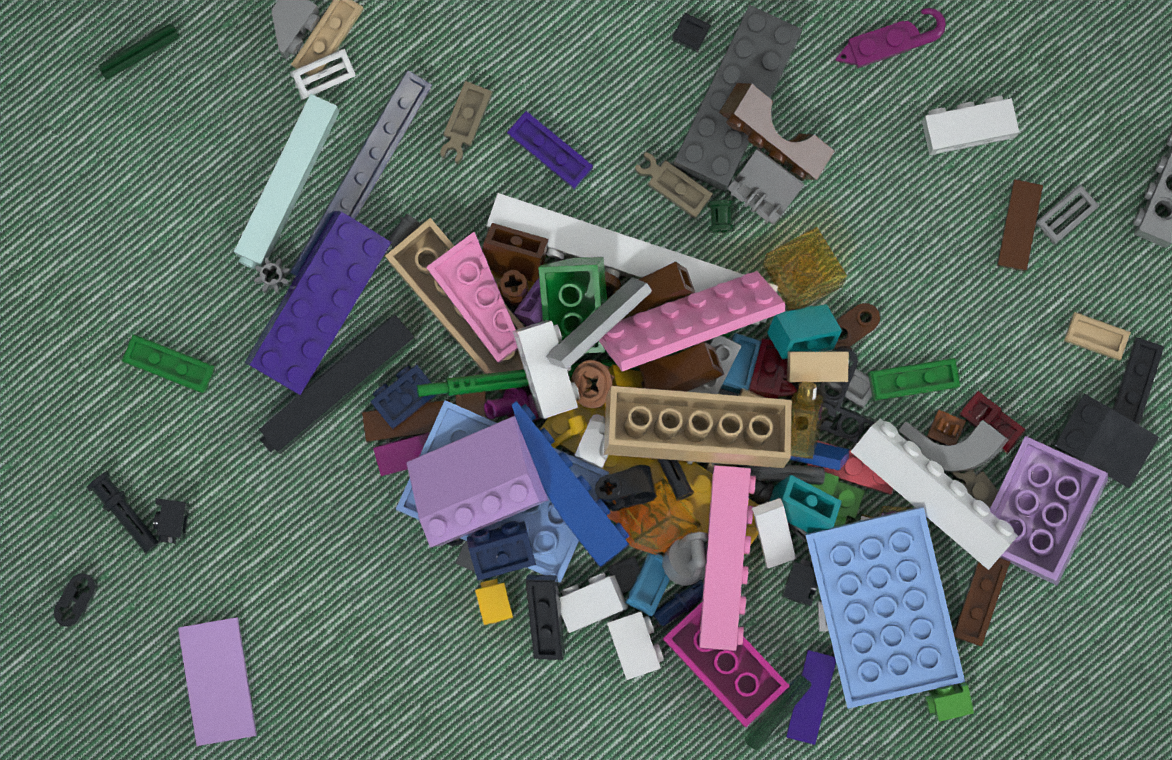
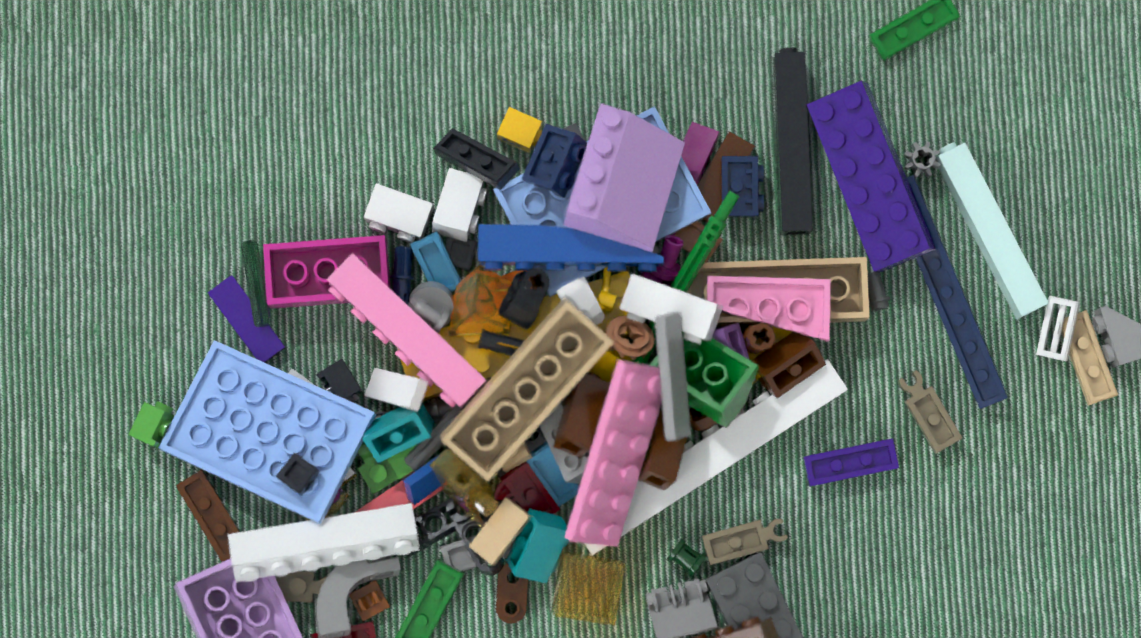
camera: 125 degrees right, 0 degrees up
(900, 553) = (298, 474): none -> black tile

